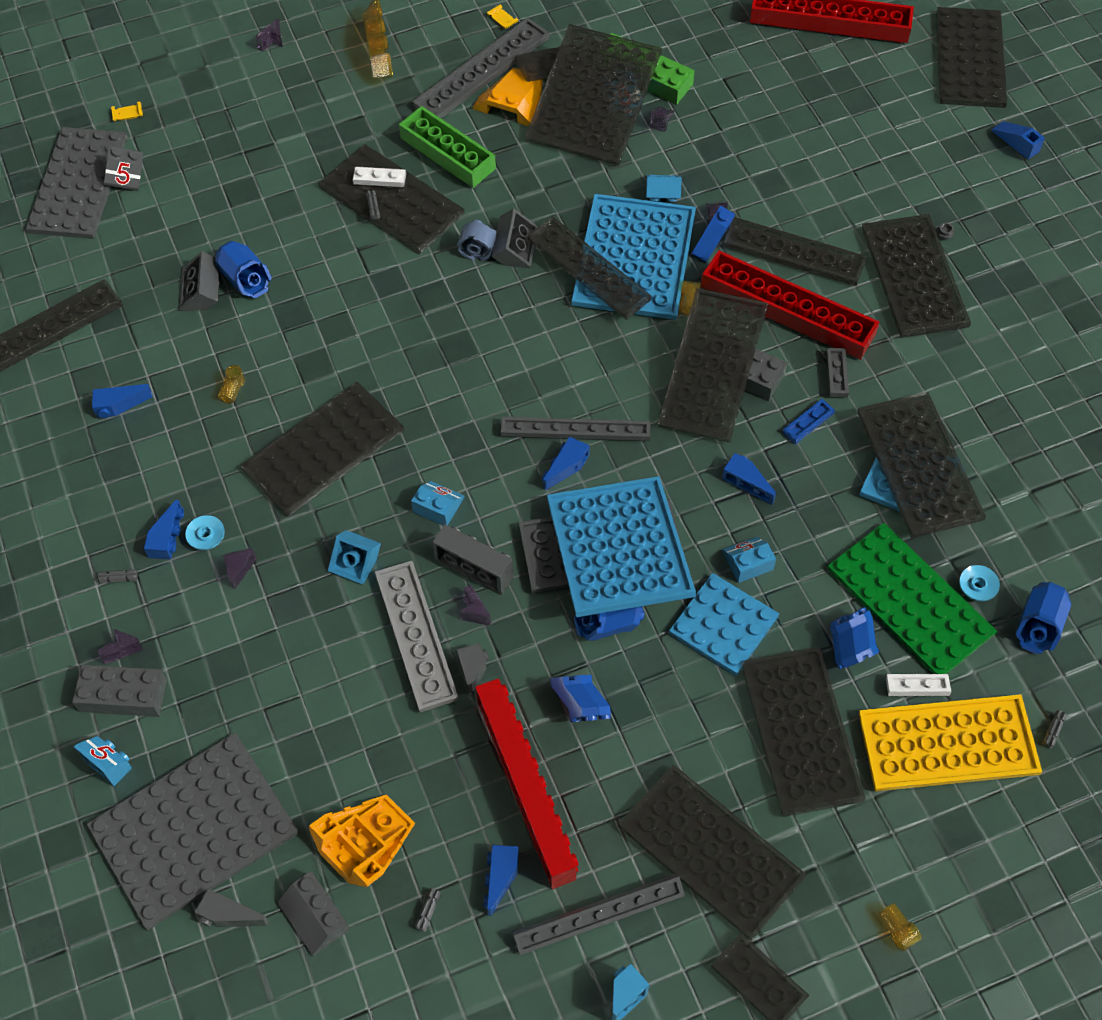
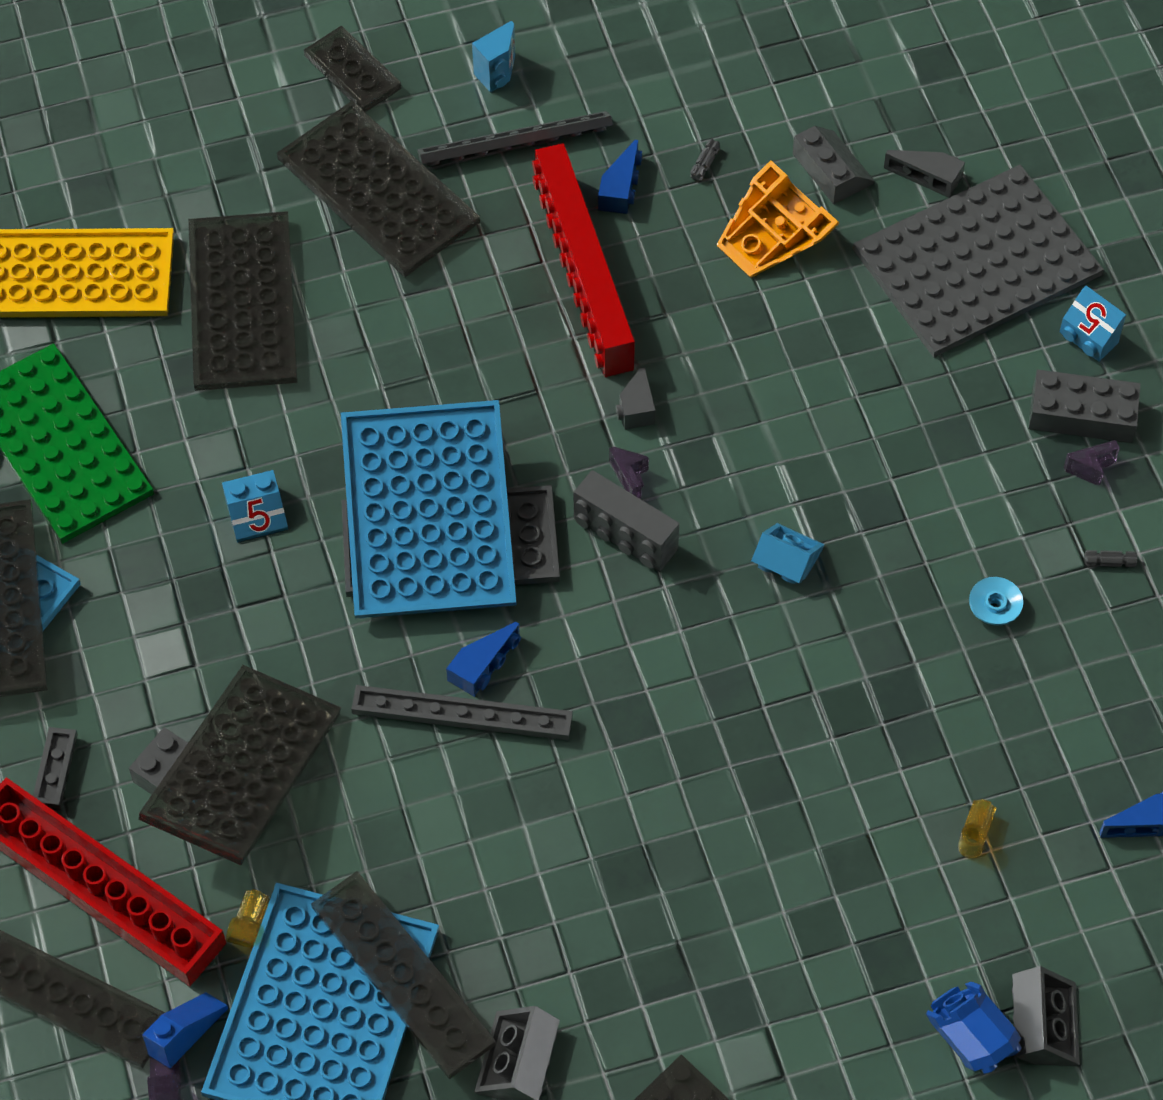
camera: 175 degrees left, 0 degrees up
(162, 536) = (1055, 602): blue slope -> none
(238, 565) = (947, 553): clear purple slope -> none
(322, 448) = (834, 722): clear smoke plate -> none
(416, 636) = (708, 449): light grey plate -> none
(436, 502) = (670, 618): dark azure slope -> none
(476, 240) = (582, 1044): sand blue brick -> none
(581, 698) = (505, 342): blue brick -> none
(724, 624) = (299, 432): dark azure plate -> none
(747, 477) = (235, 619): blue slope -> none
(808, 421) = (119, 700): blue tile -> none
(853, 638) = (149, 382): blue brick -> none
(903, 932) = (187, 98): clear yellow piece -> none
(918, 685) = (85, 336): white plate -> none

